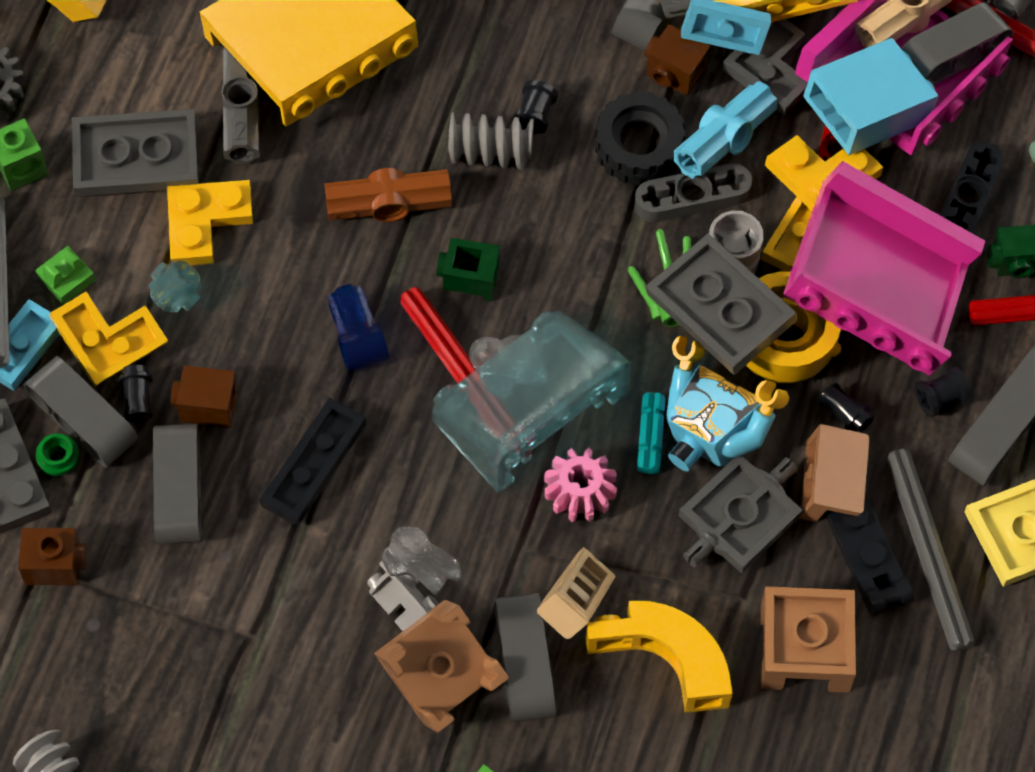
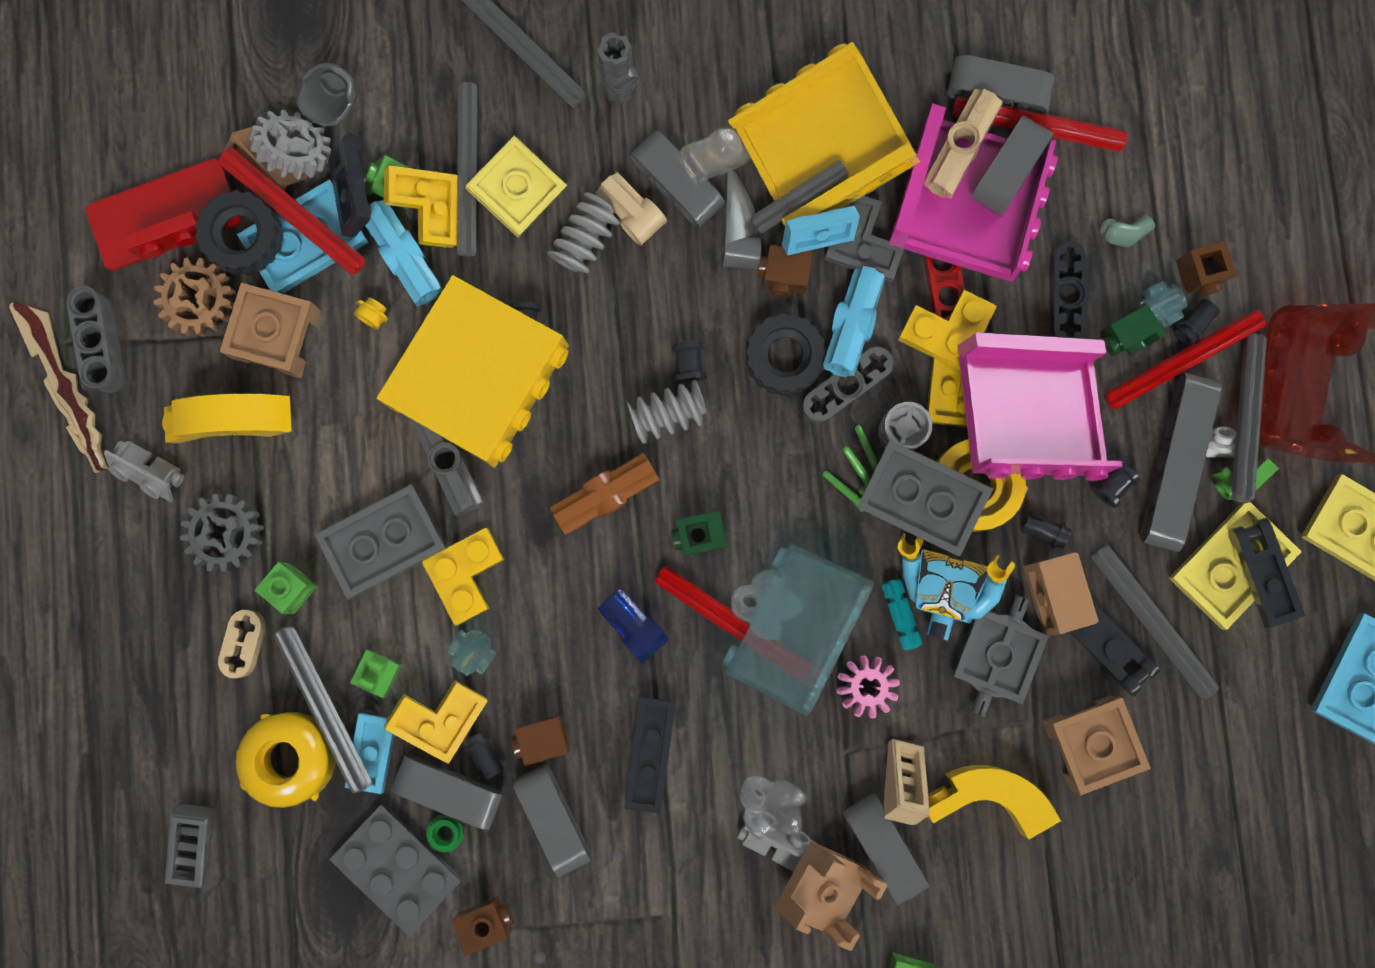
camera: 20 degrees left, 20 degrees up
(870, 95) = (967, 250): medium azure brick -> none

